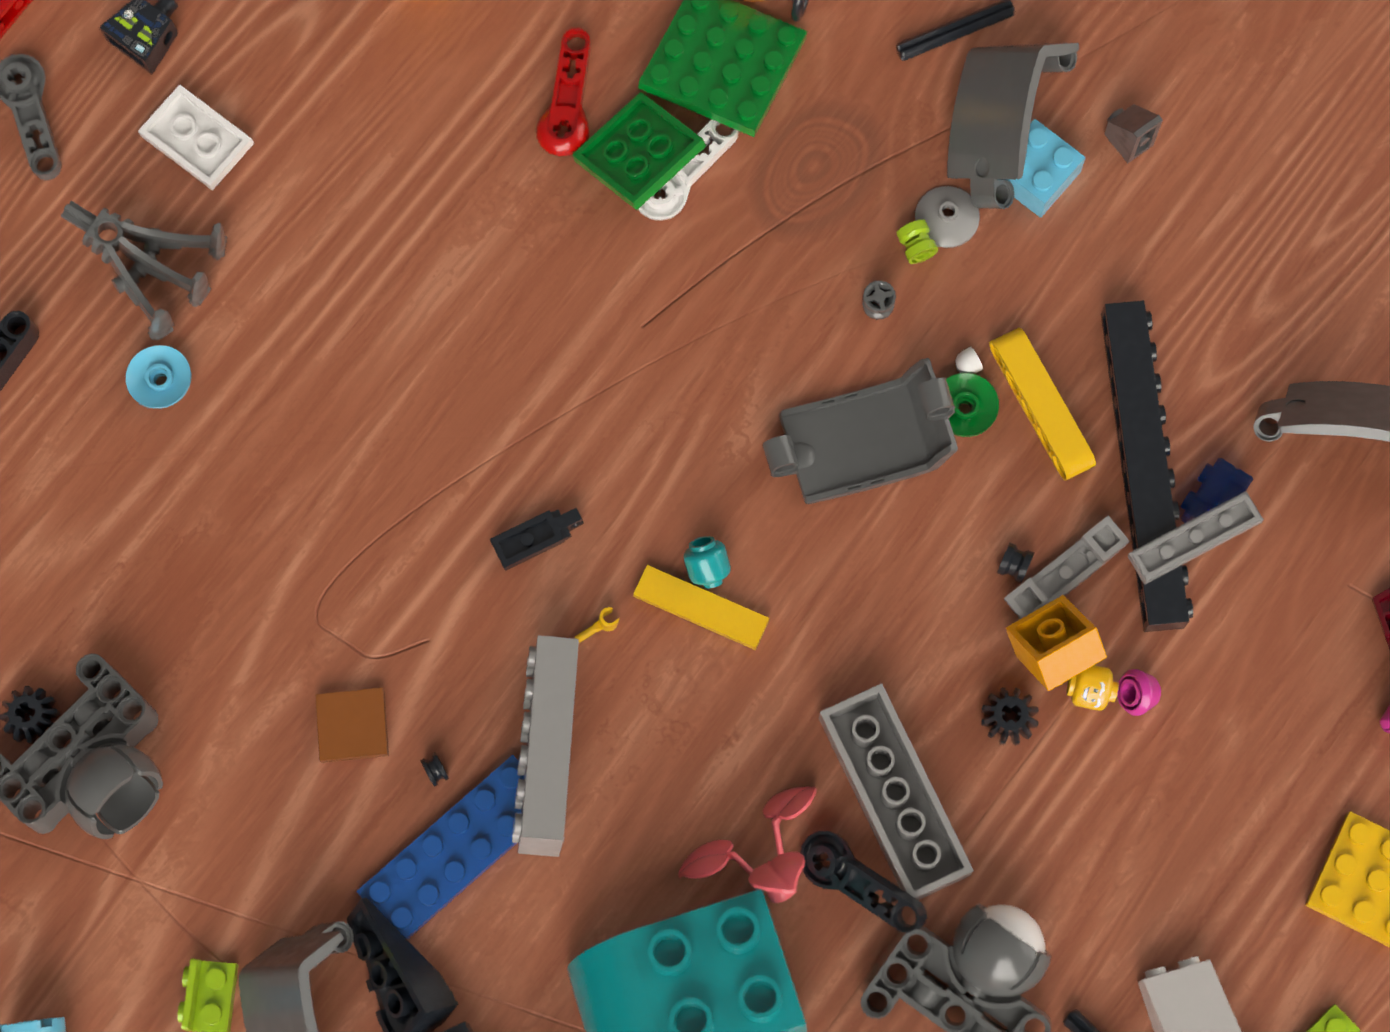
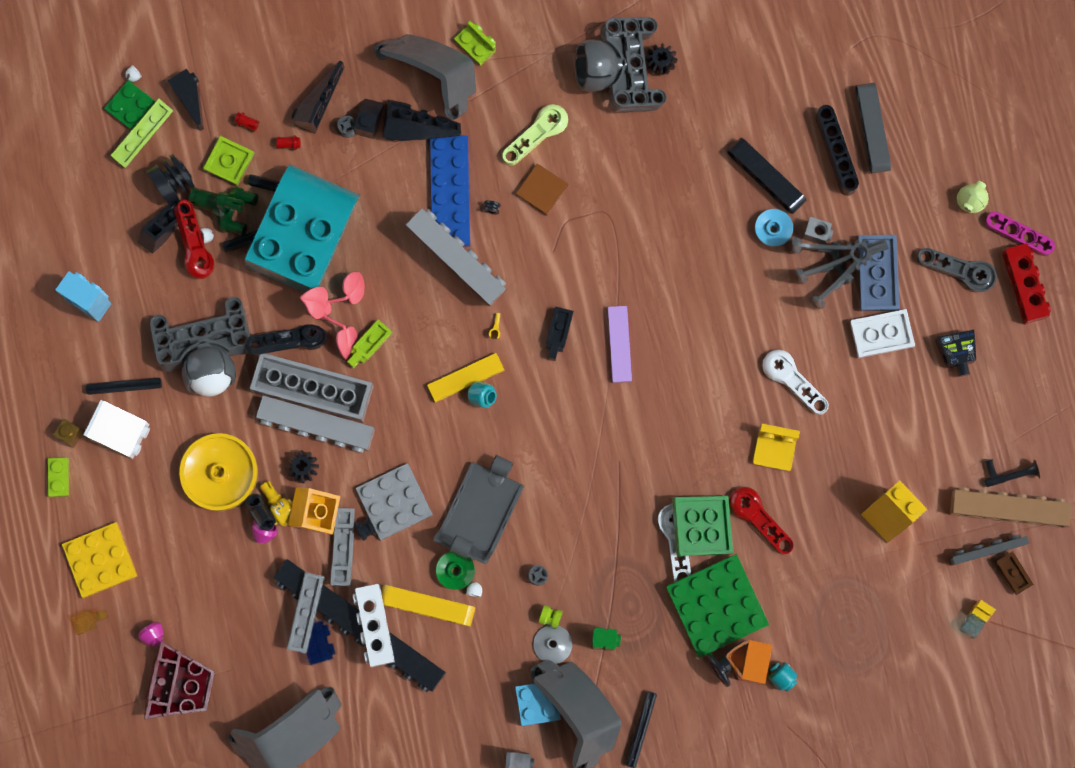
camera: 125 degrees right, 5 degrees up
(91, 444) = (766, 175): none -> black beam
(127, 328) = (810, 234): none -> light grey brick
(131, 187) = (880, 278): none -> sand blue plate
(270, 798) = (538, 132): none -> yellowish green beam
(349, 199) = (791, 378): none -> white beam
(459, 148) = (775, 447): none -> yellow bracket
(484, 447) = (619, 344): none -> lavender tile
(765, 773) = (369, 343): none -> lime hinge
(887, 148) = (605, 639): none -> green brick
(938, 748) = (315, 423): none -> light grey brick
(946, 560) = (394, 501): none -> light grey plate
(1082, 728) = (270, 493): none -> yellow pin
(1119, 819) = (218, 472): none -> yellow dish
(1121, 711) = (260, 512): none -> black piece
(1157, 389) = (385, 654): none -> white brick

